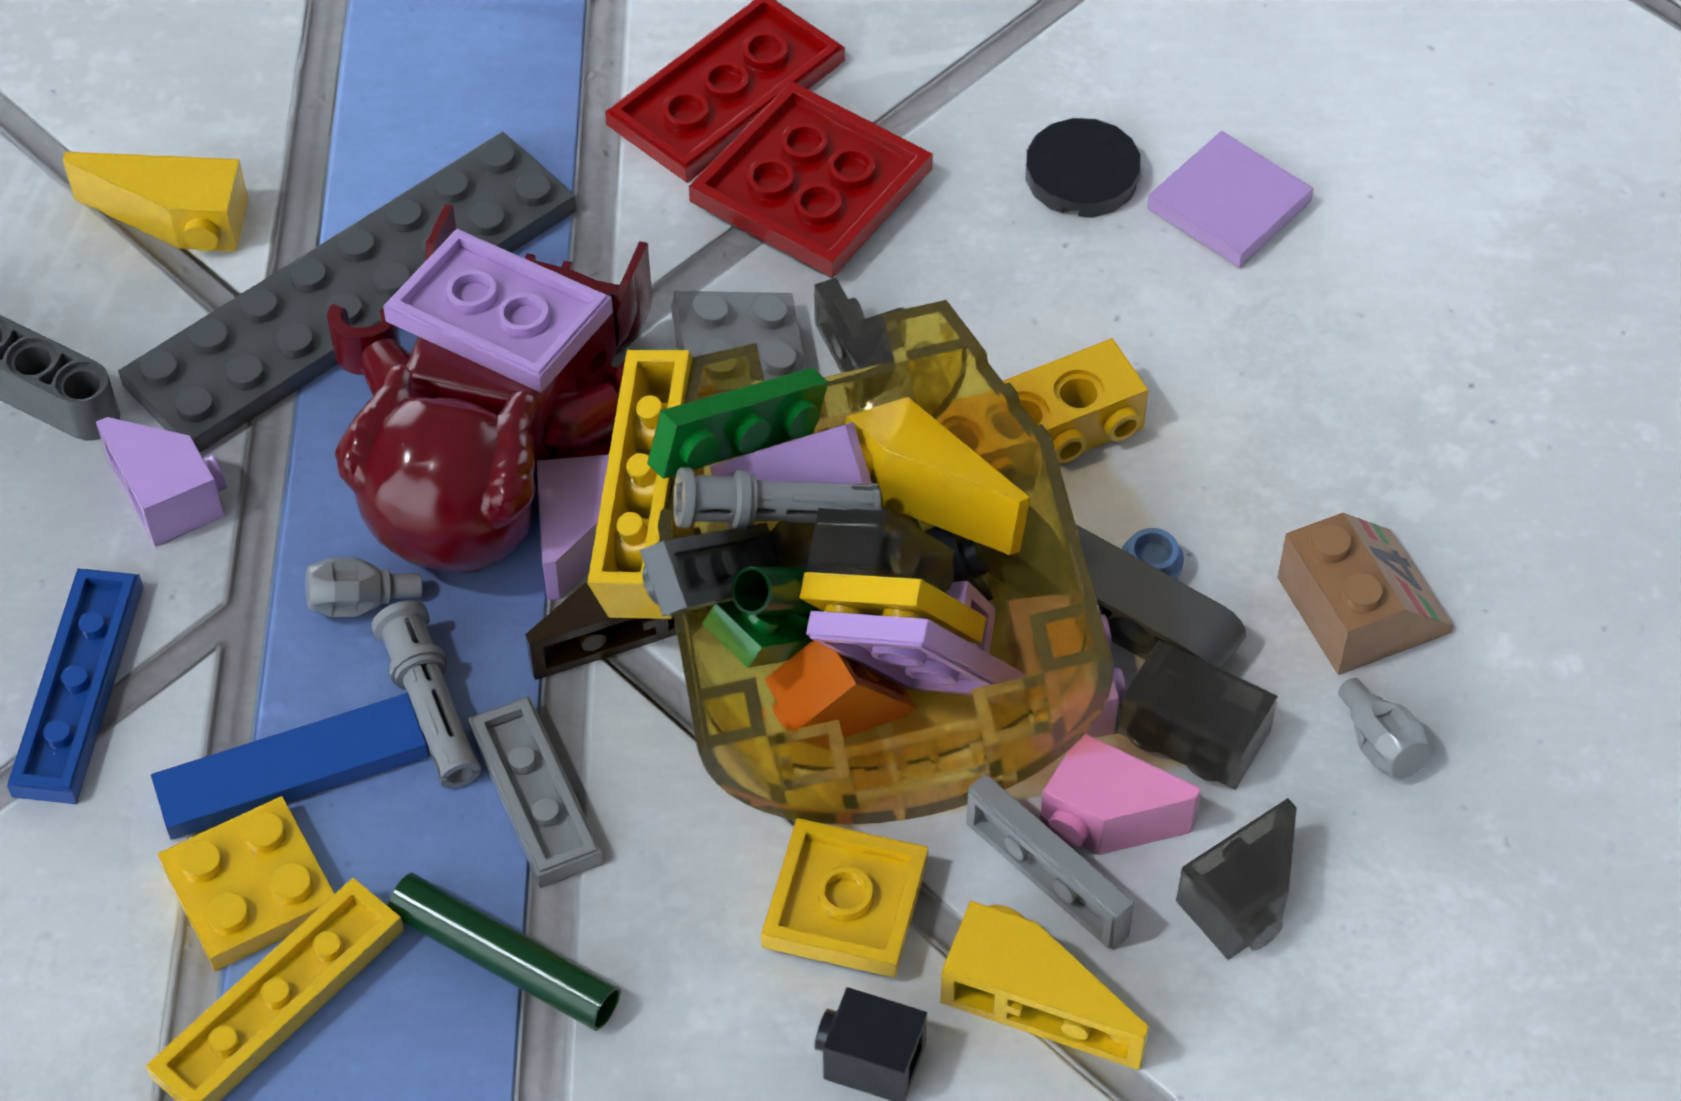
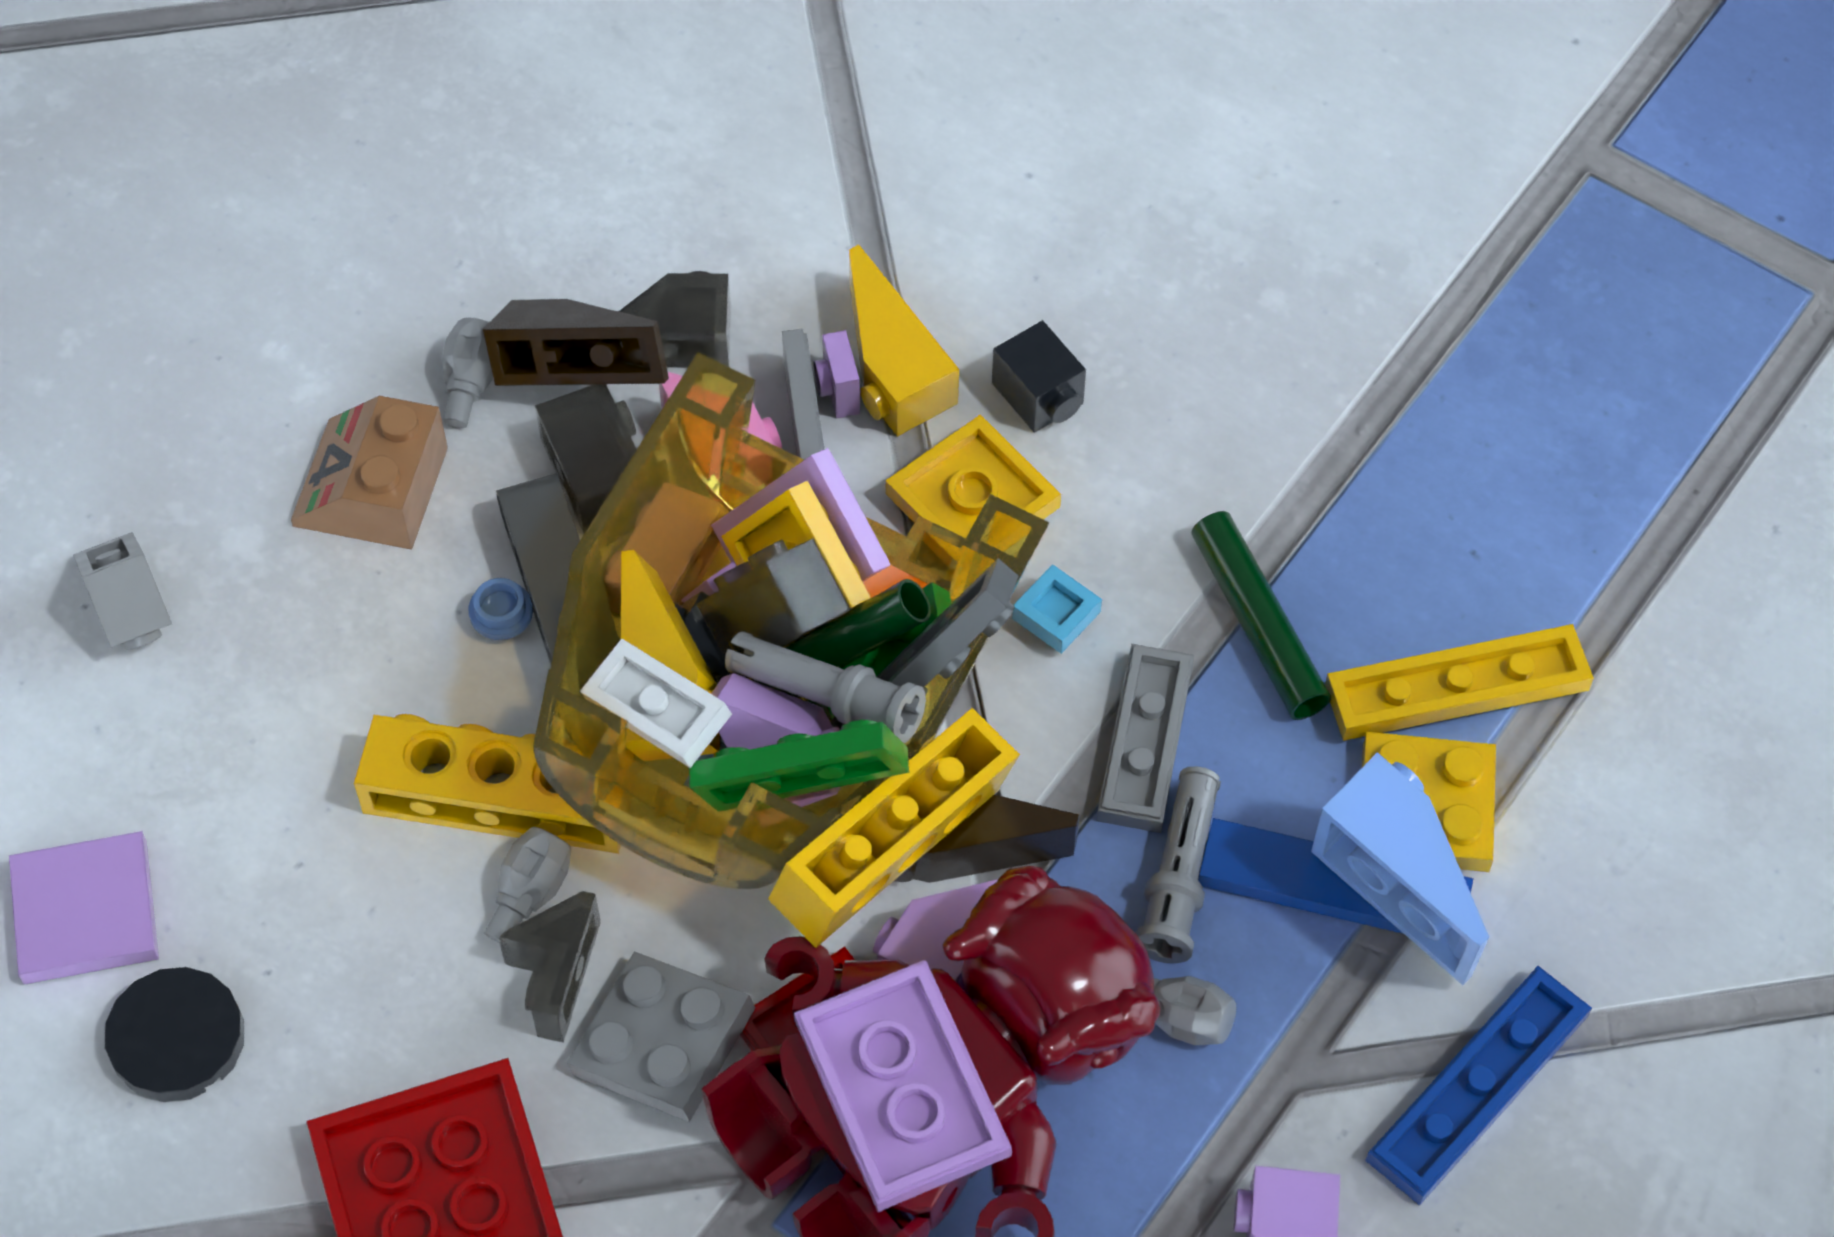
camera: 145 degrees left, 5 degrees up
(217, 731) = (1395, 854): none -> light blue slope
(688, 839) = (1056, 608): none -> medium azure plate
(889, 396) = (657, 702): none -> white plate
(1061, 918) = (838, 374): none -> lavender plate
(1309, 765) = (572, 345): none -> dark brown slope
(1448, 385) = (123, 592): none -> light grey slope

